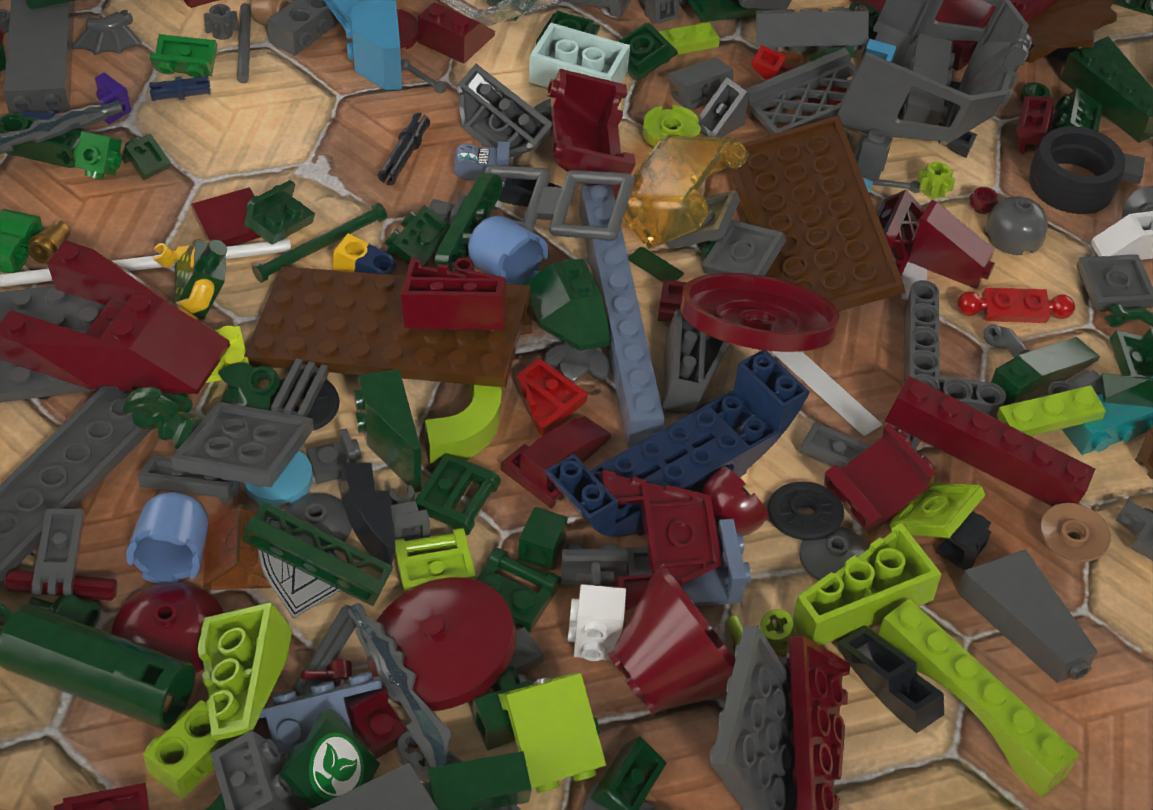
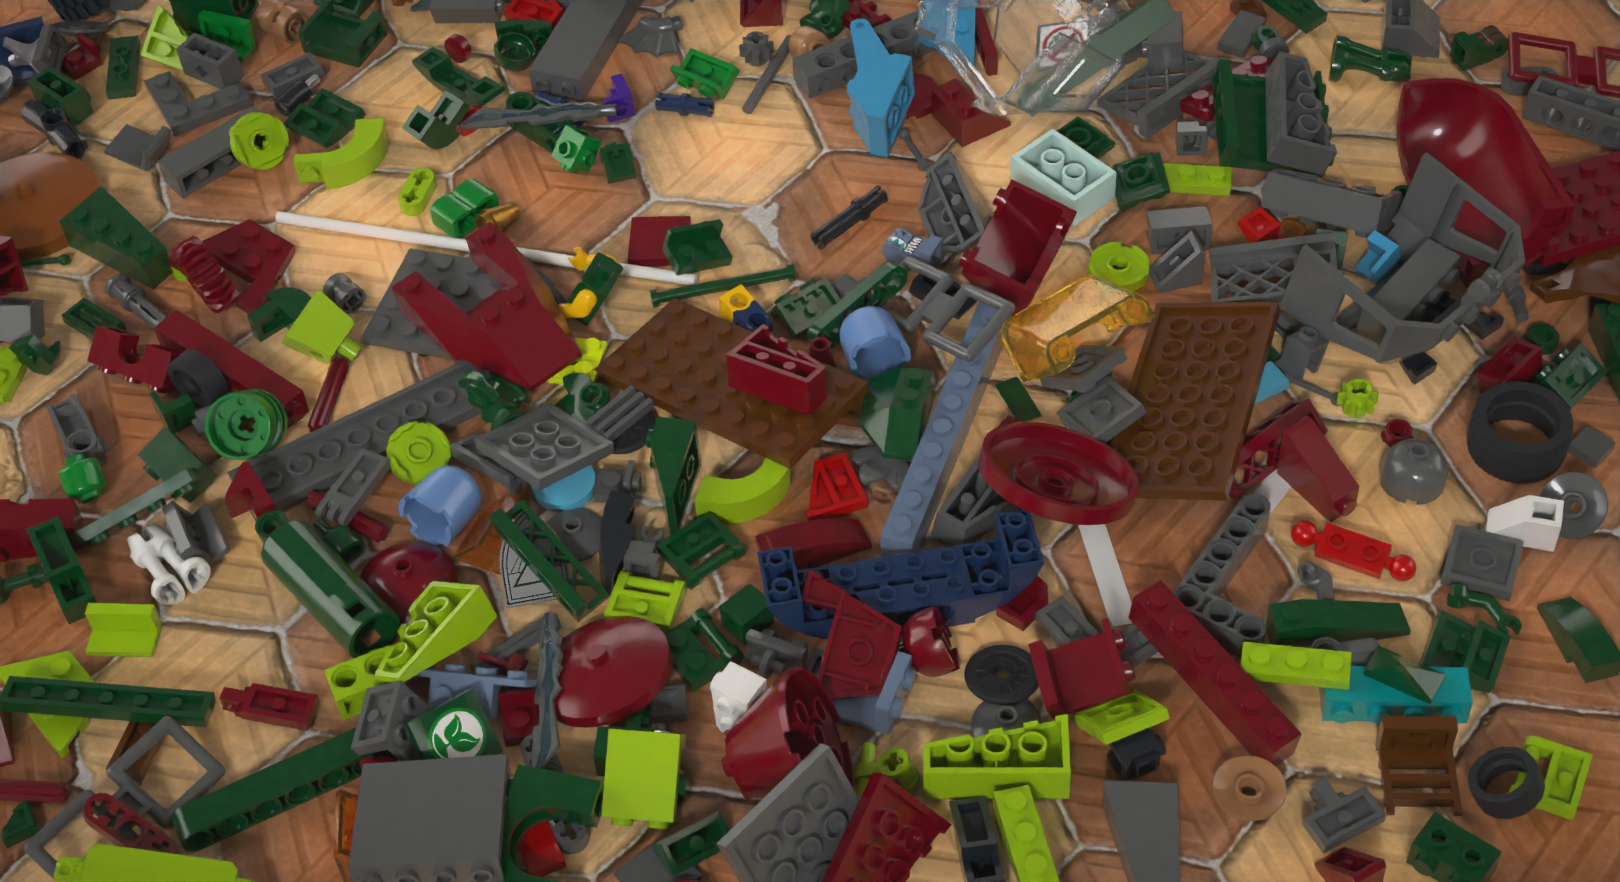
camera: 35 degrees right, 0 degrees up
(106, 493) = (417, 450): none -> lime tile
(788, 446) = (1022, 609): none -> dark red bracket

